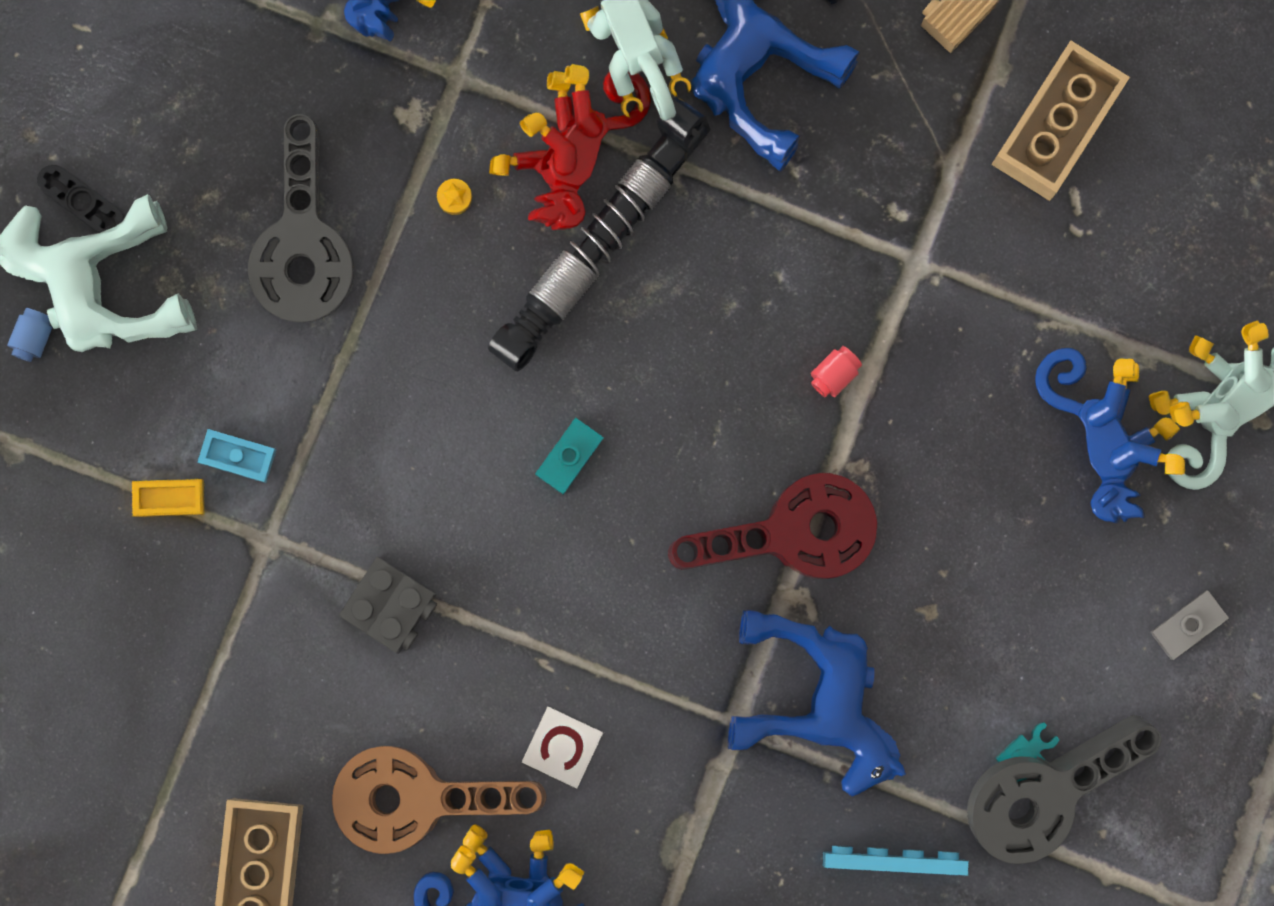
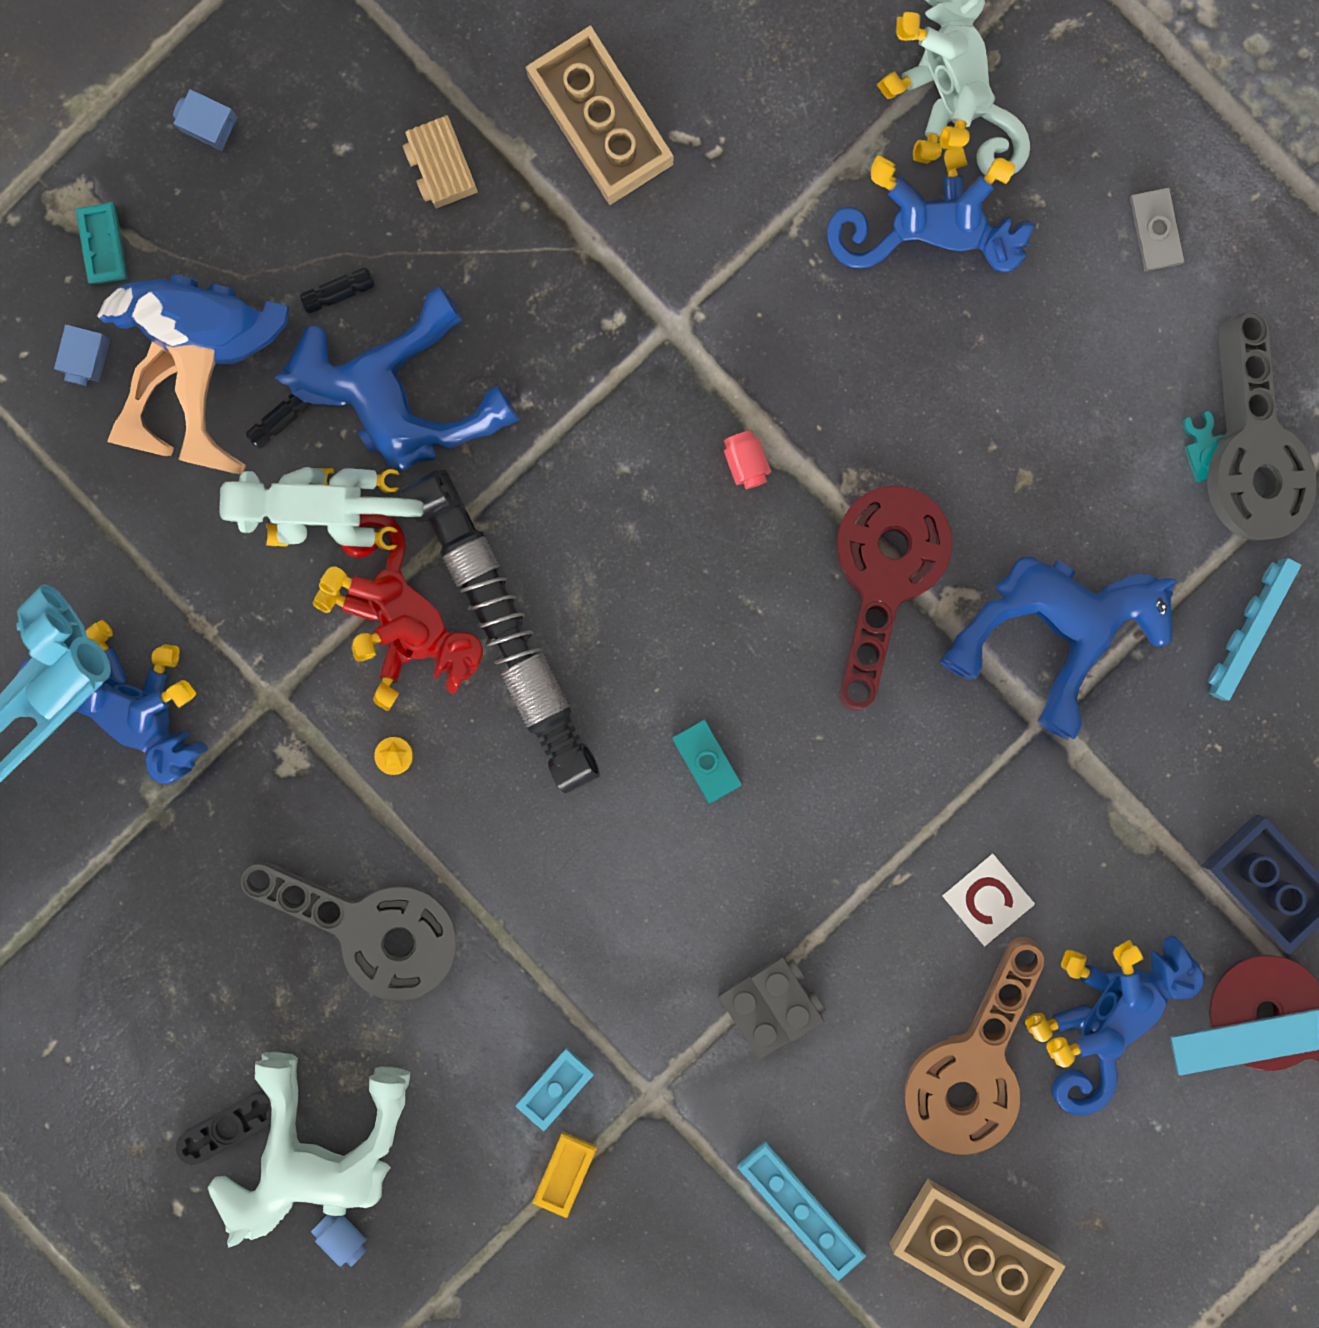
camera: 65 degrees left, 5 degrees up
(227, 711) = (801, 1210): none -> medium azure tile

